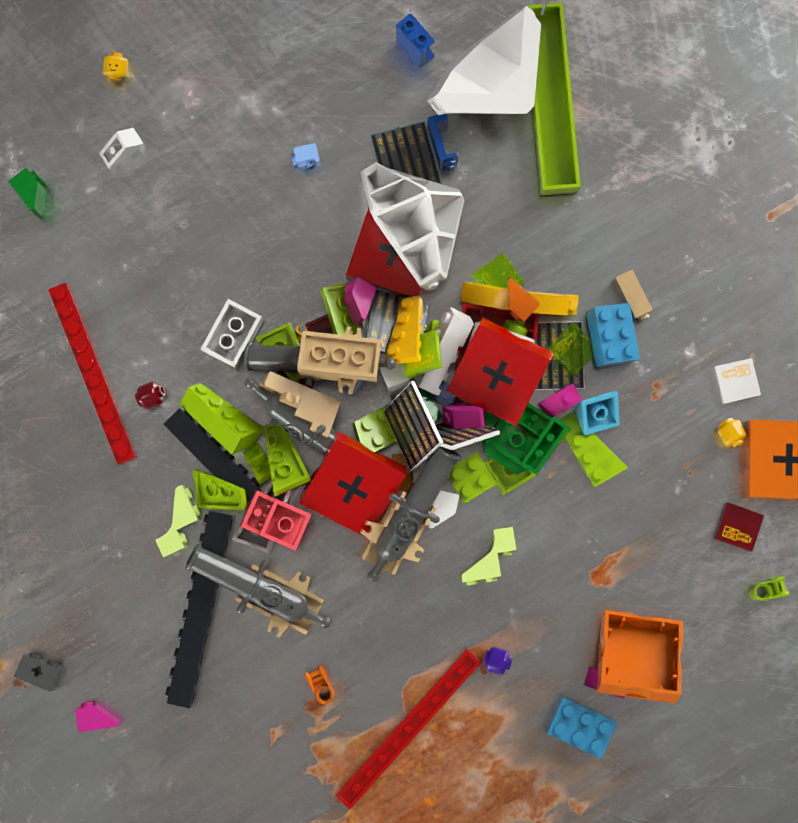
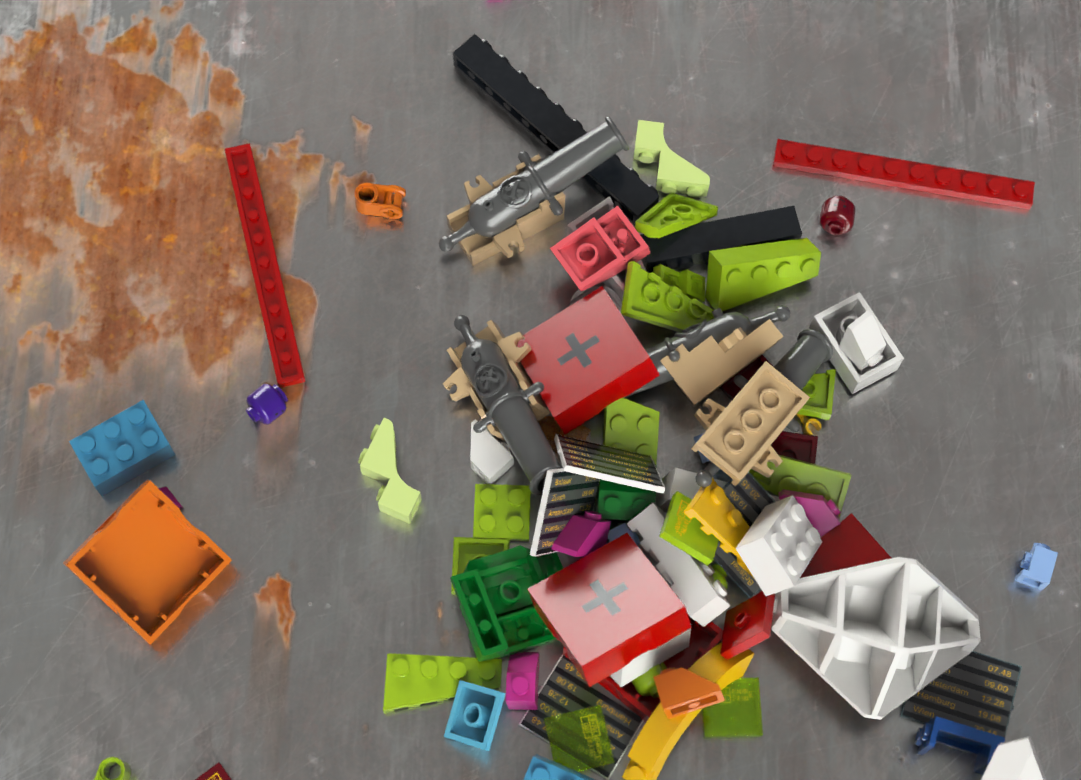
camera: 120 degrees right, 15 degrees down
(238, 324) = (863, 341): none -> white slope
(399, 299) = (779, 545): none -> white brick
(454, 291) = (747, 624): none -> red plate

